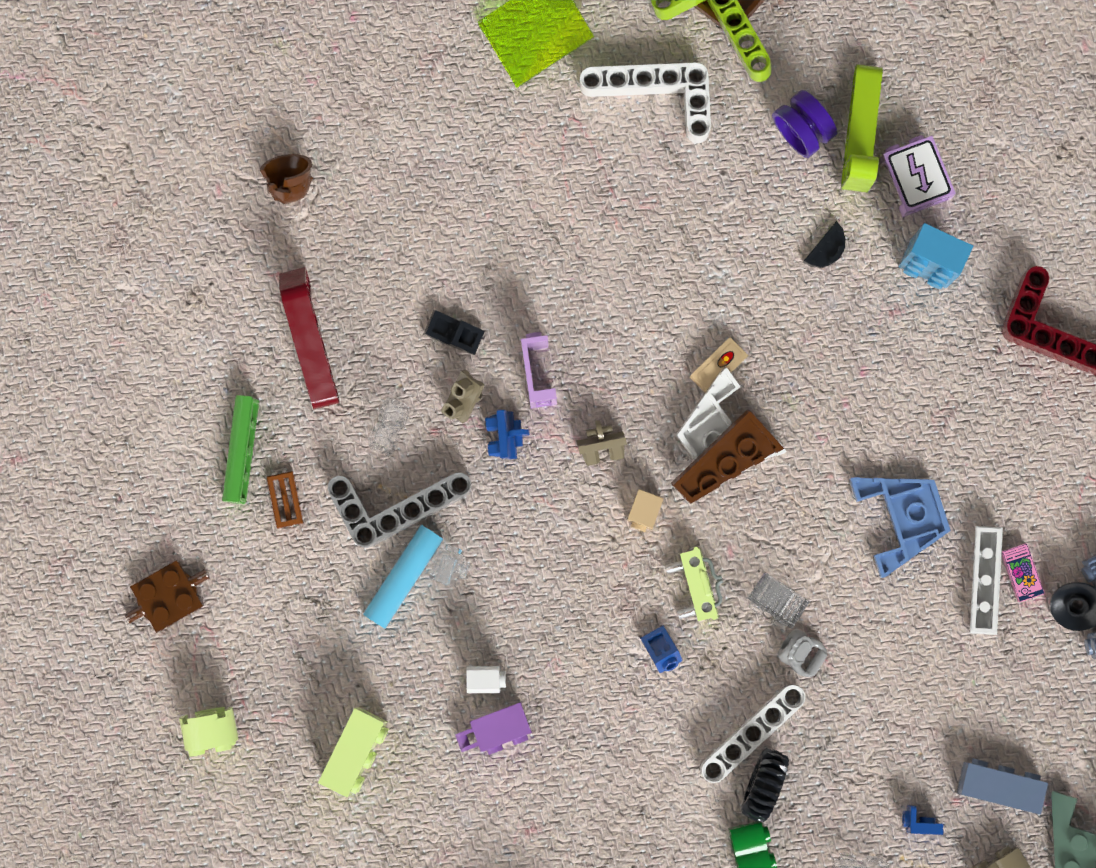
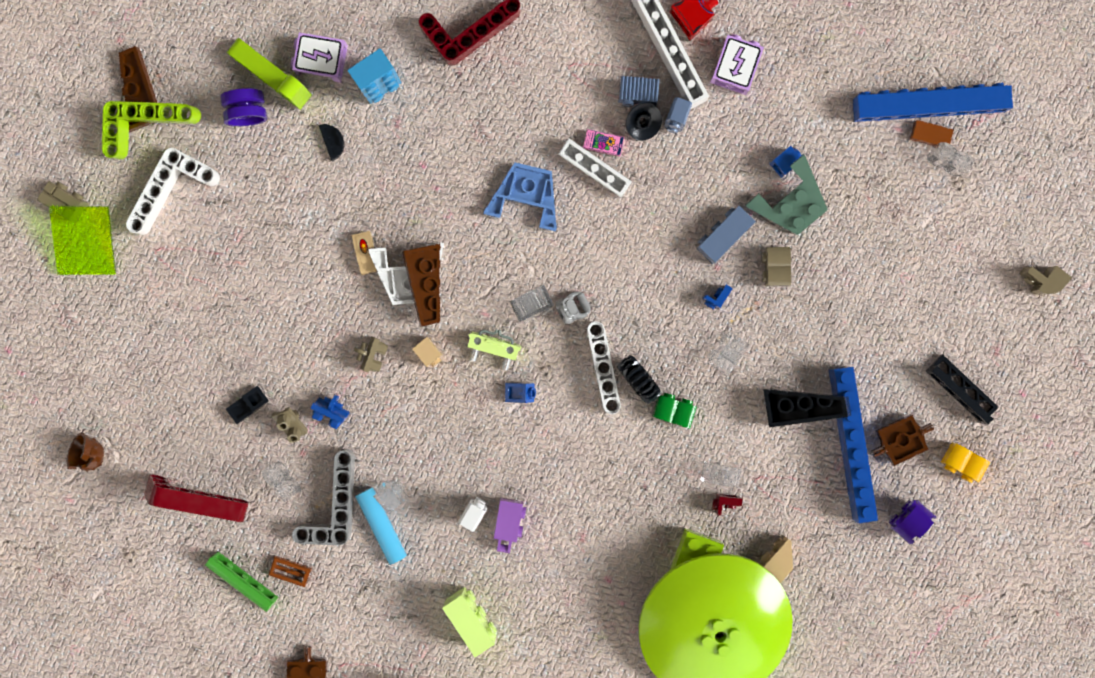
camera: 60 degrees left, 5 degrees up
(538, 398) = (318, 376): lavender panel -> none

